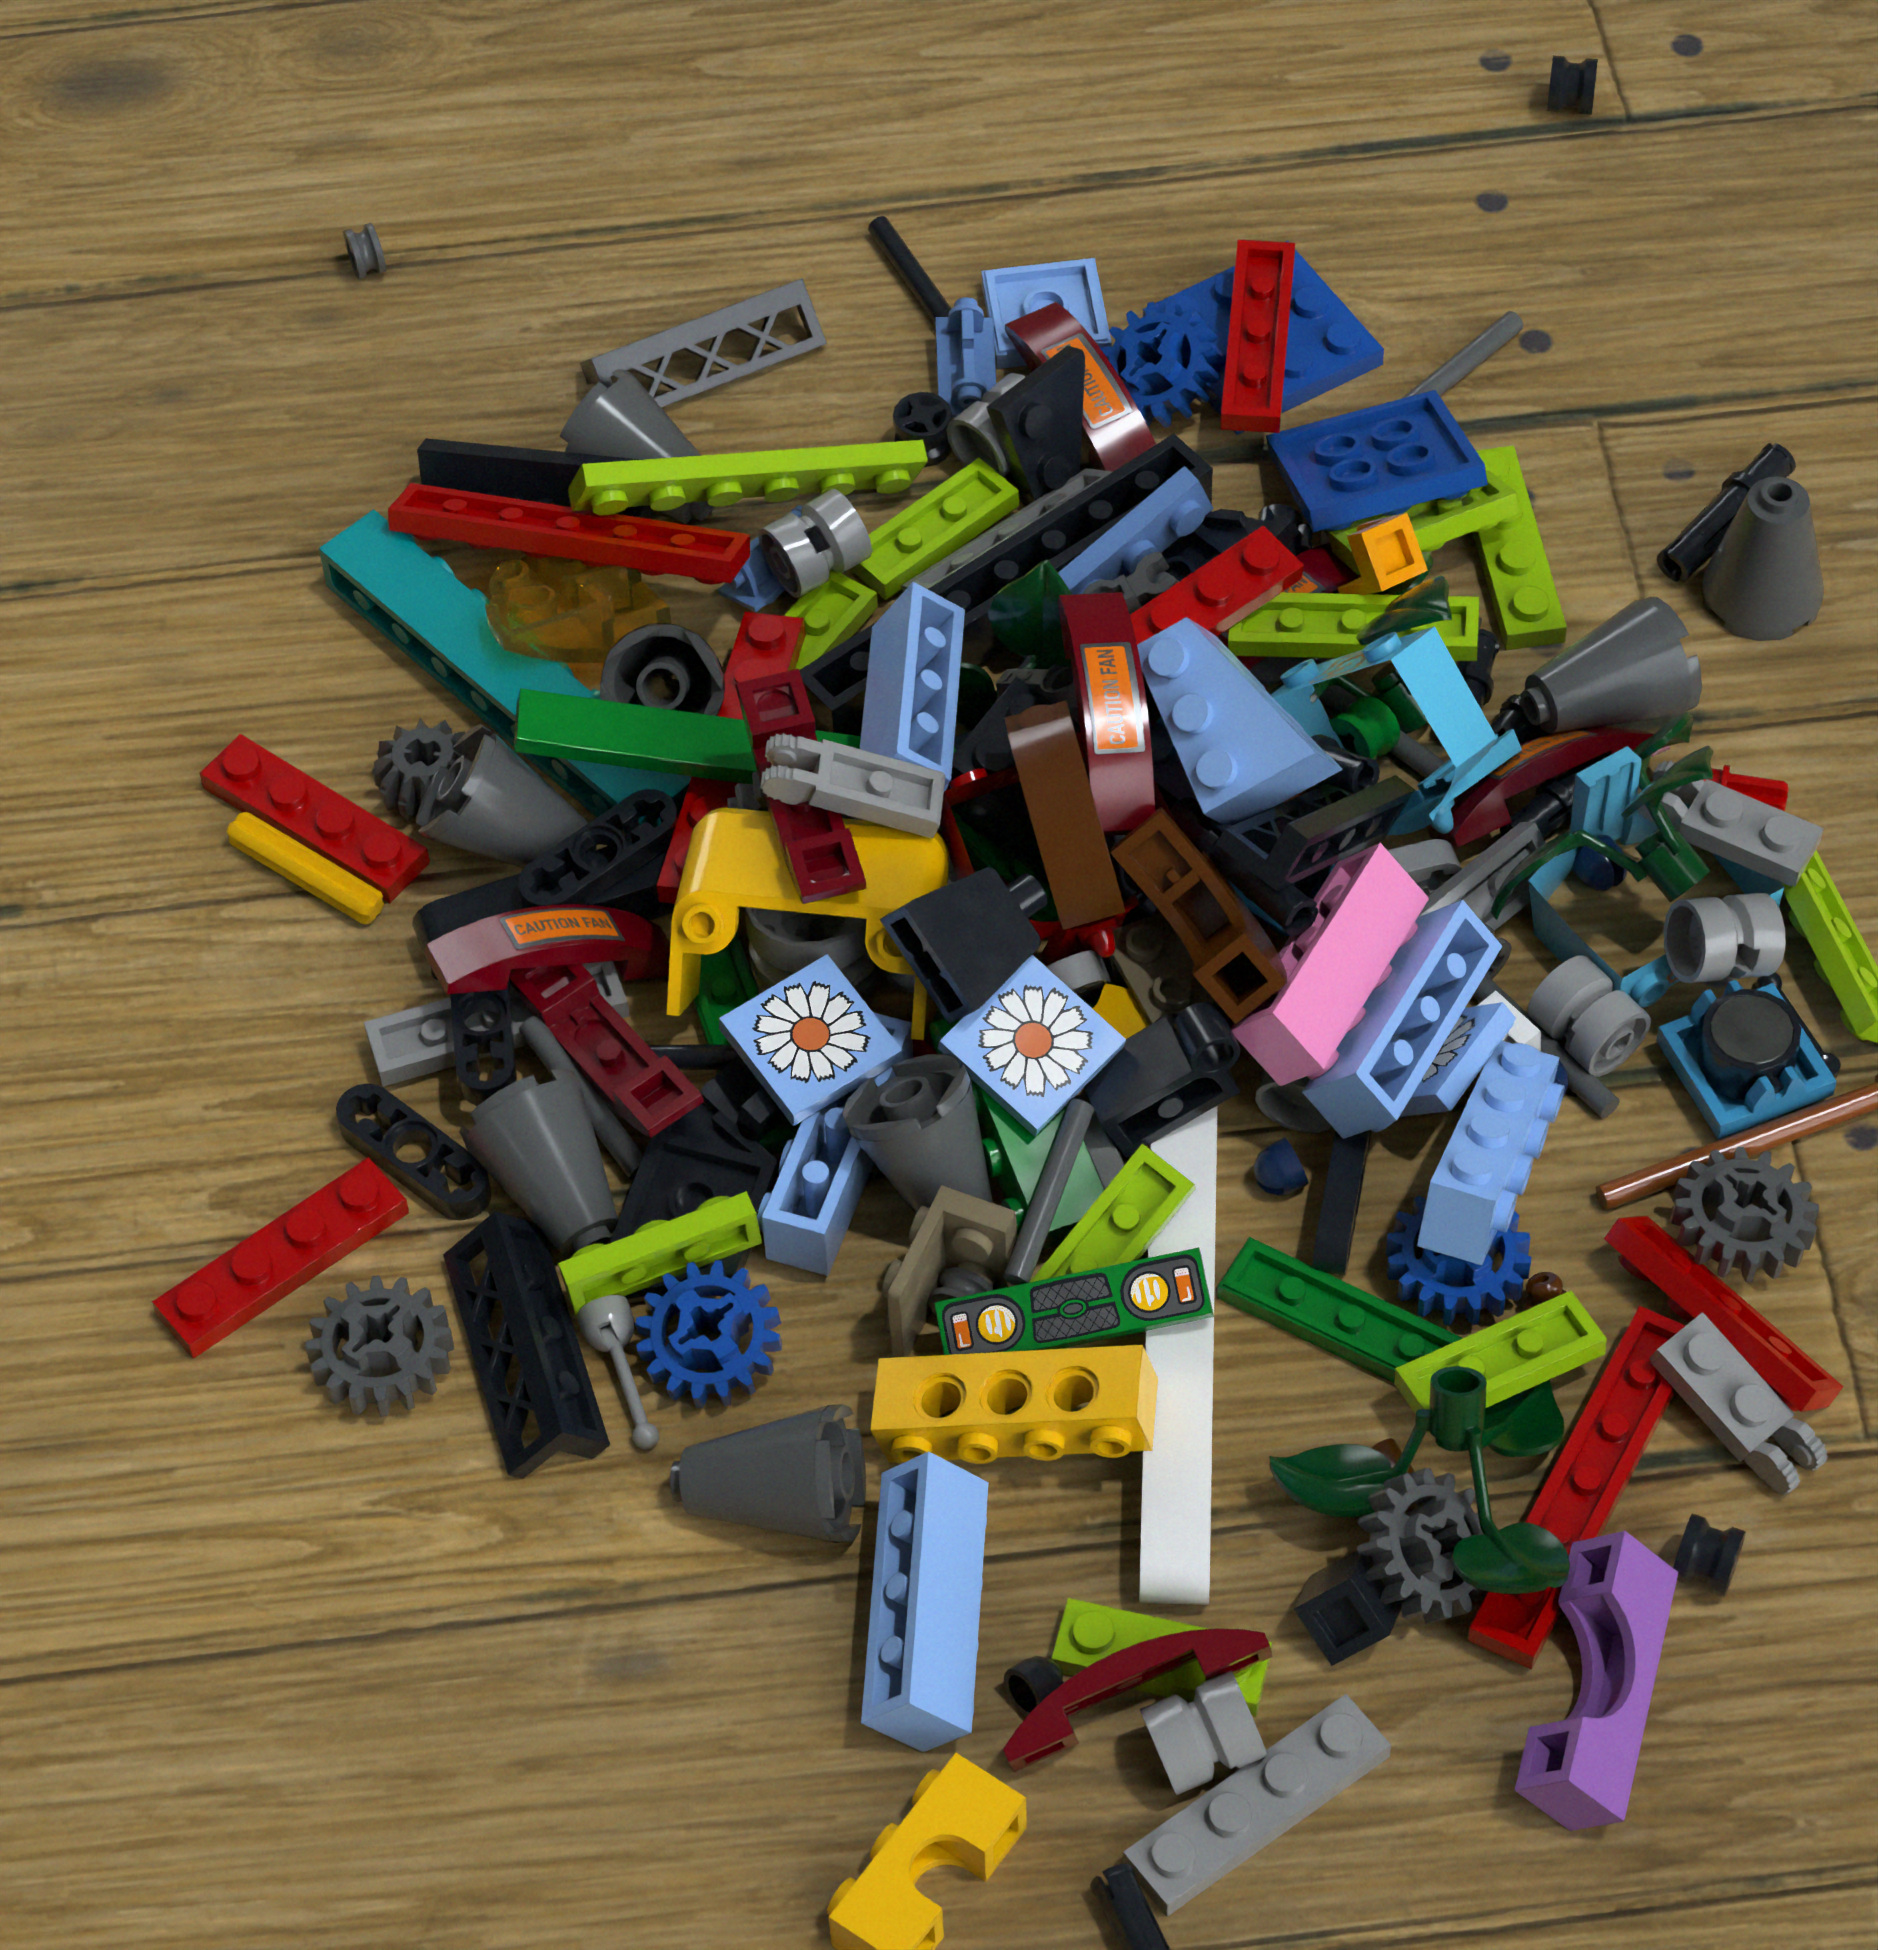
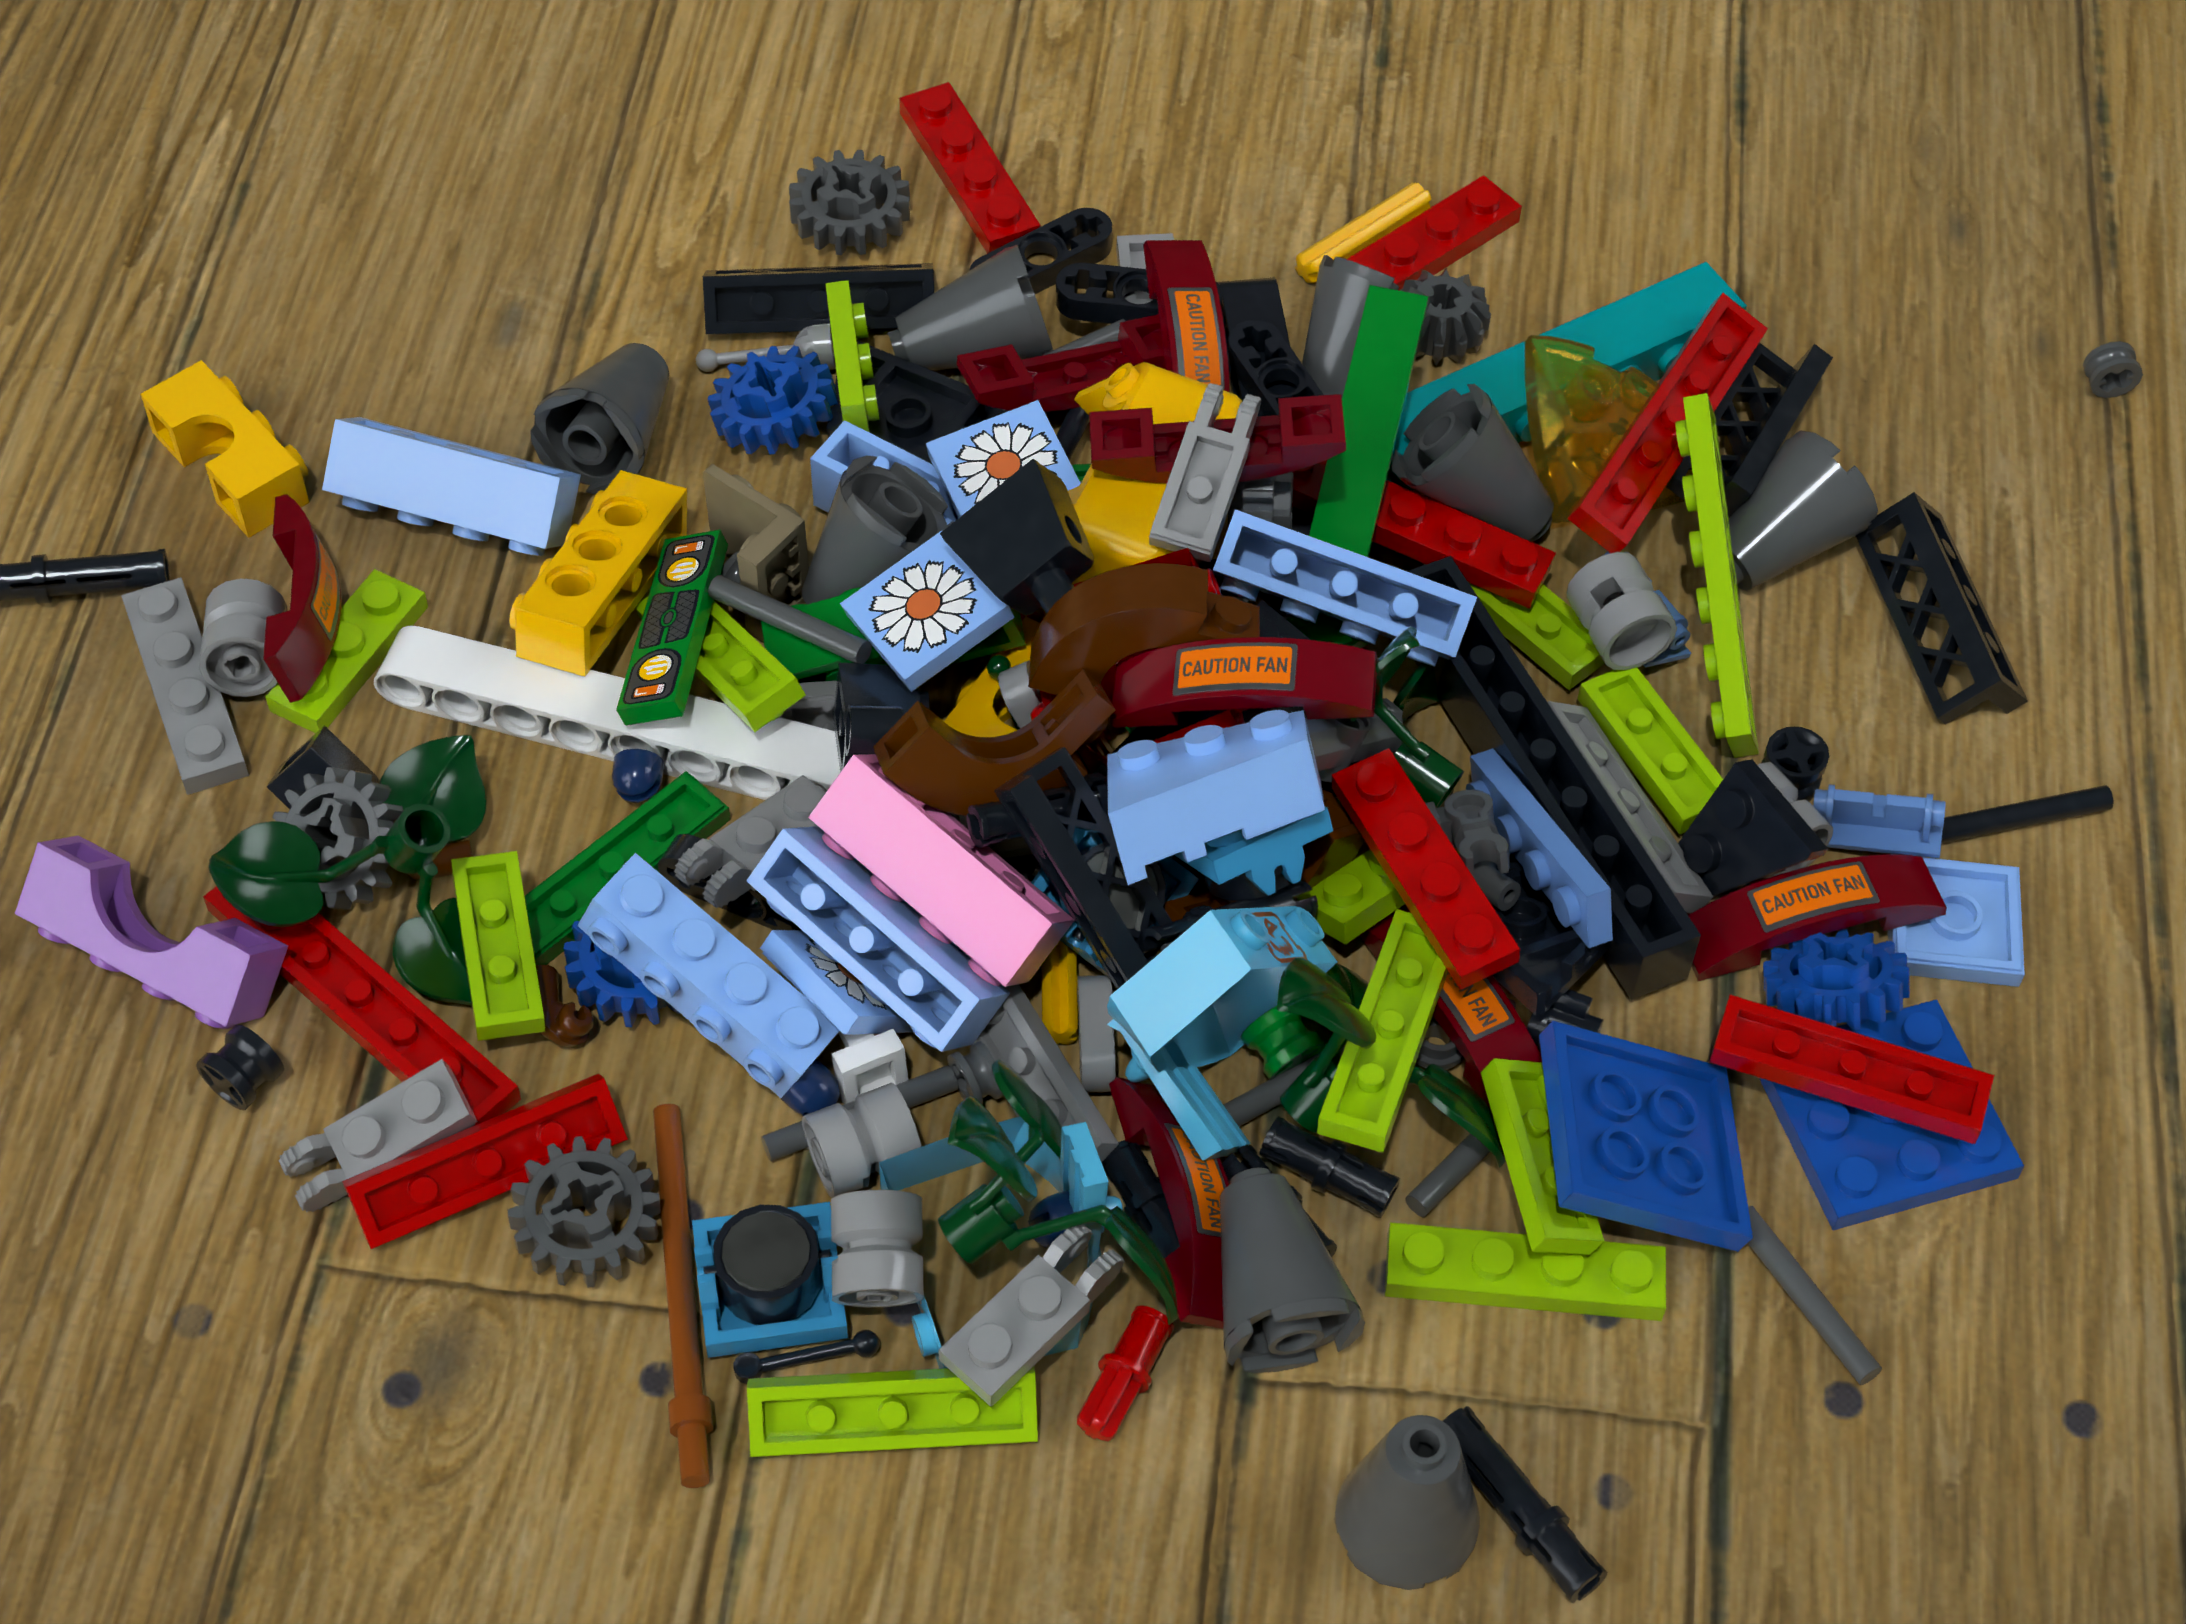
camera: 100 degrees right, 0 degrees up
(1032, 1682) = (354, 552): black hinge -> none
(1241, 1325) = (637, 774): none -> dark blue hinge
(1311, 1158) = (746, 841): none -> light grey hinge
(1384, 555) = (1456, 1053): light orange panel -> none

